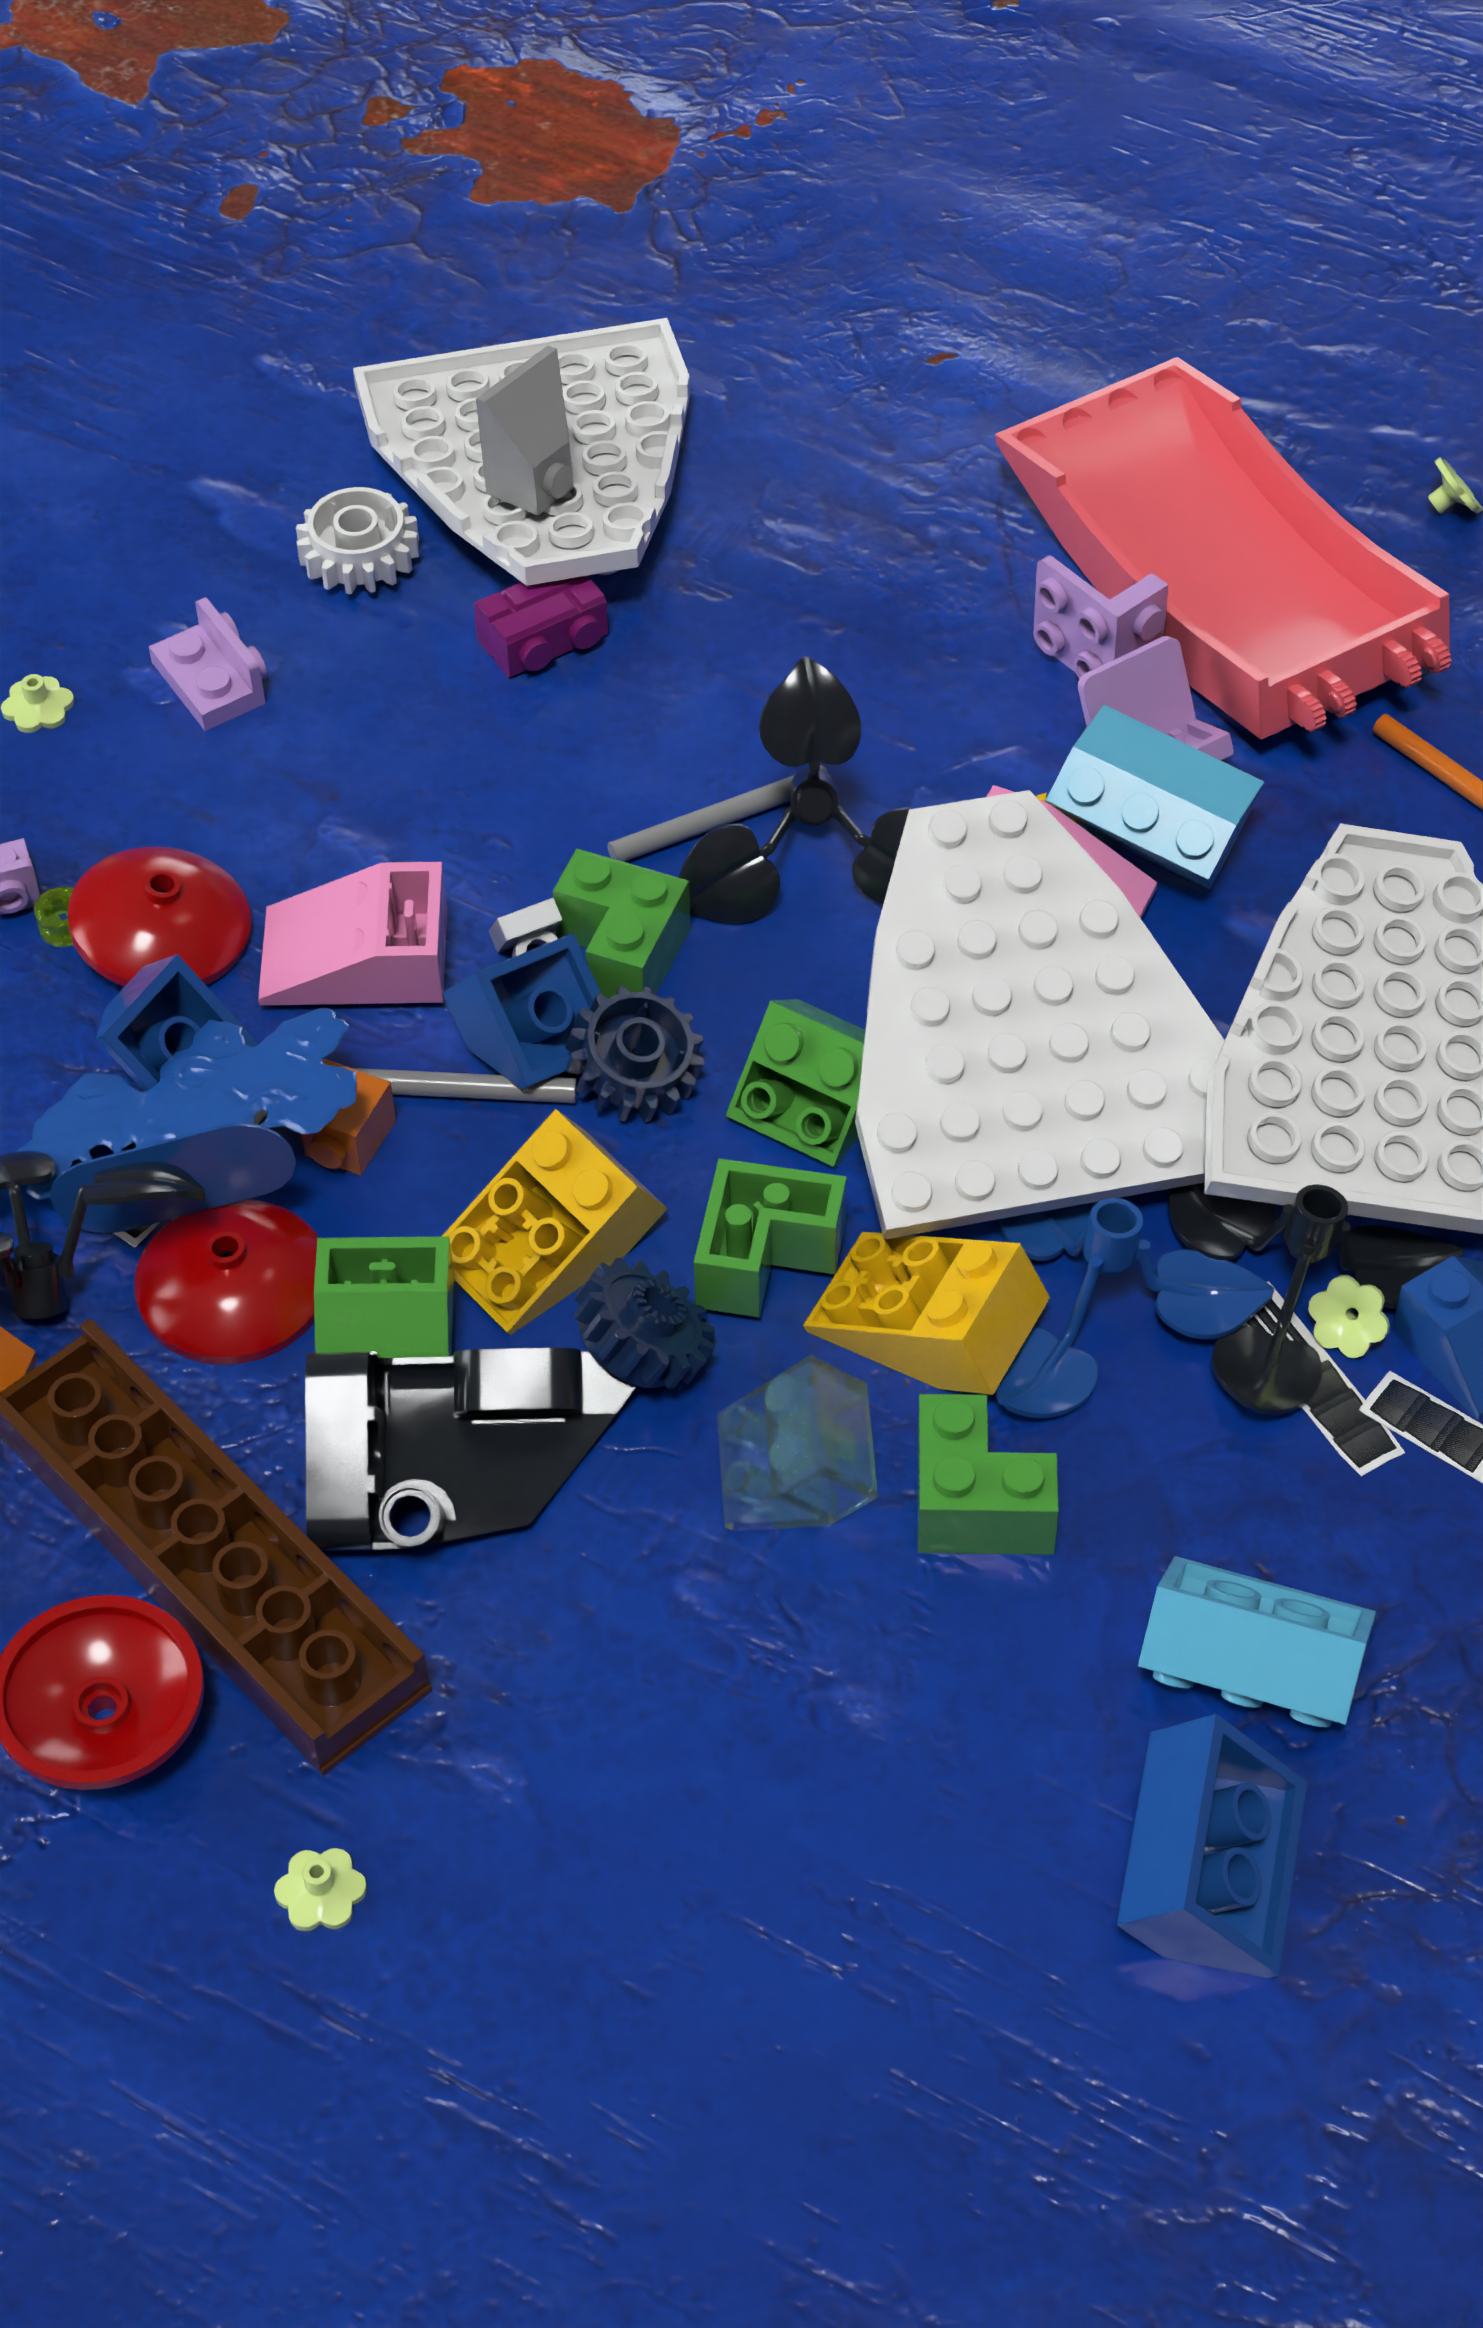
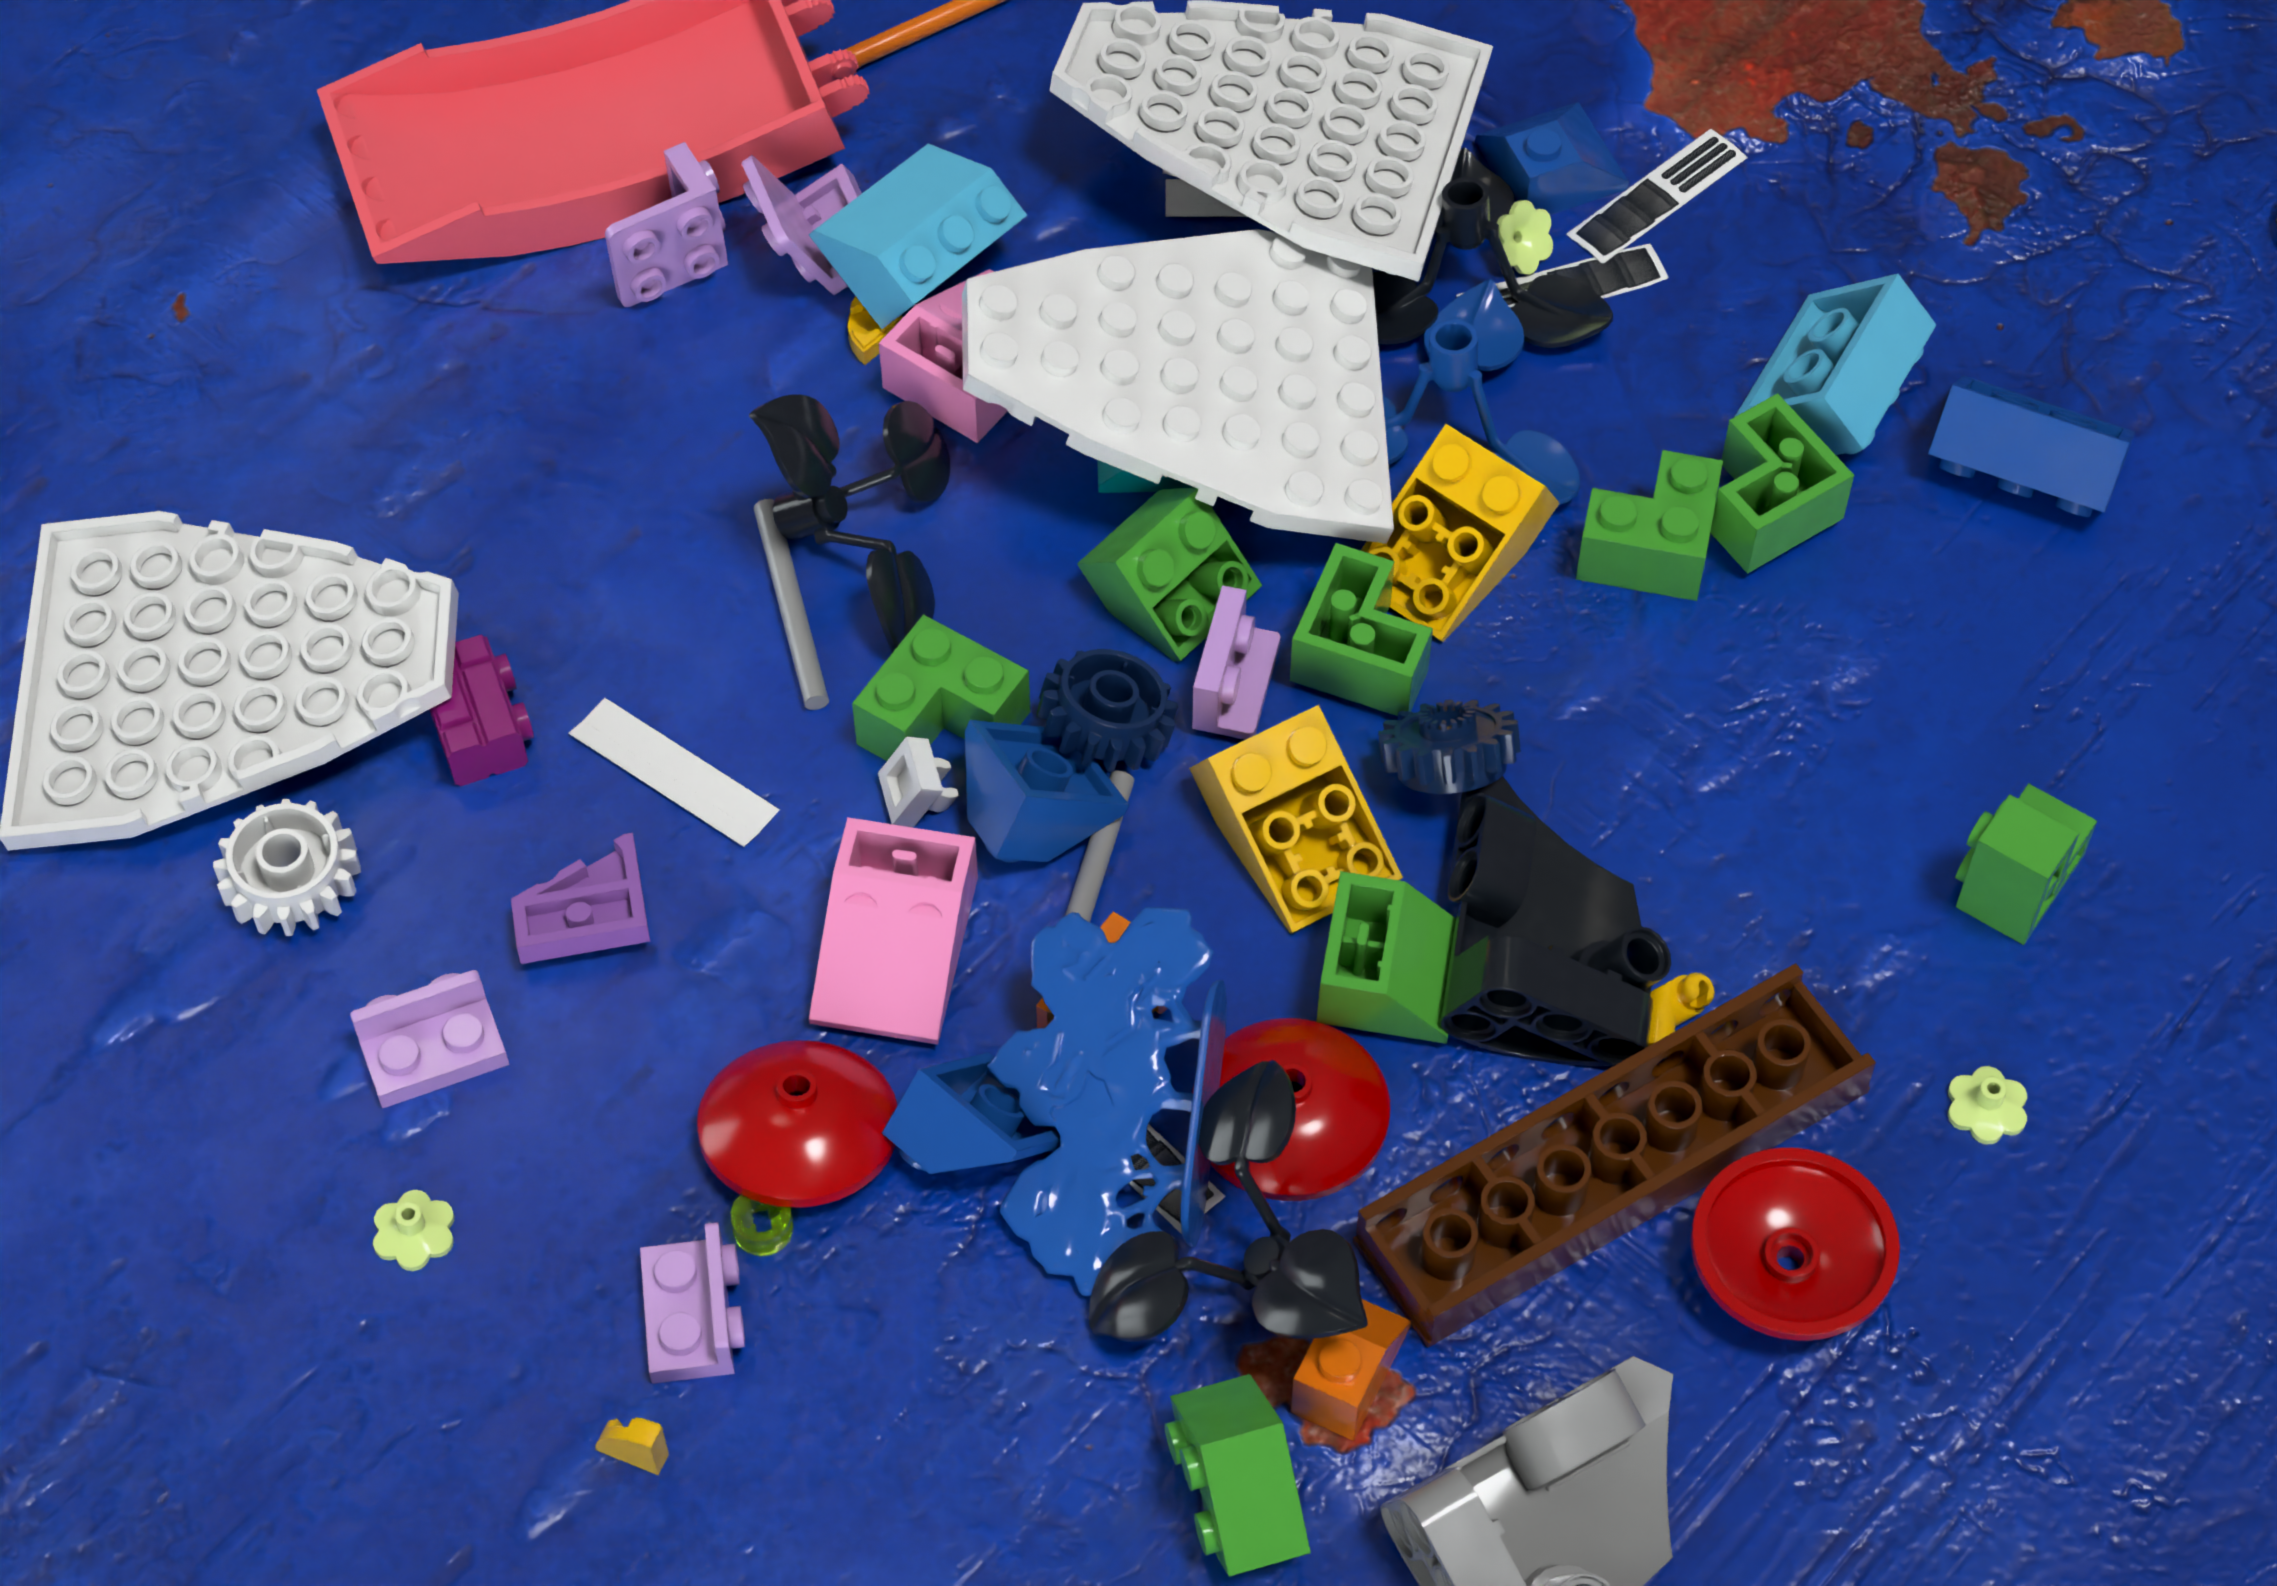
camera: 80 degrees left, 5 degrees up
(356, 737) = (583, 908): none -> medium lavender wing
(385, 1574) = (1678, 1002): none -> yellow arm
(520, 776) = (674, 772): none -> white sticker
(526, 435) = (277, 634): light grey slope -> none
(603, 1878) = (2021, 861): none -> bright green brick
(692, 1129) = (1233, 670): none -> lavender bracket
(797, 1450) = (1597, 661): clear light blue slope -> none
(1054, 1594) = (1782, 488): none -> bright green brick

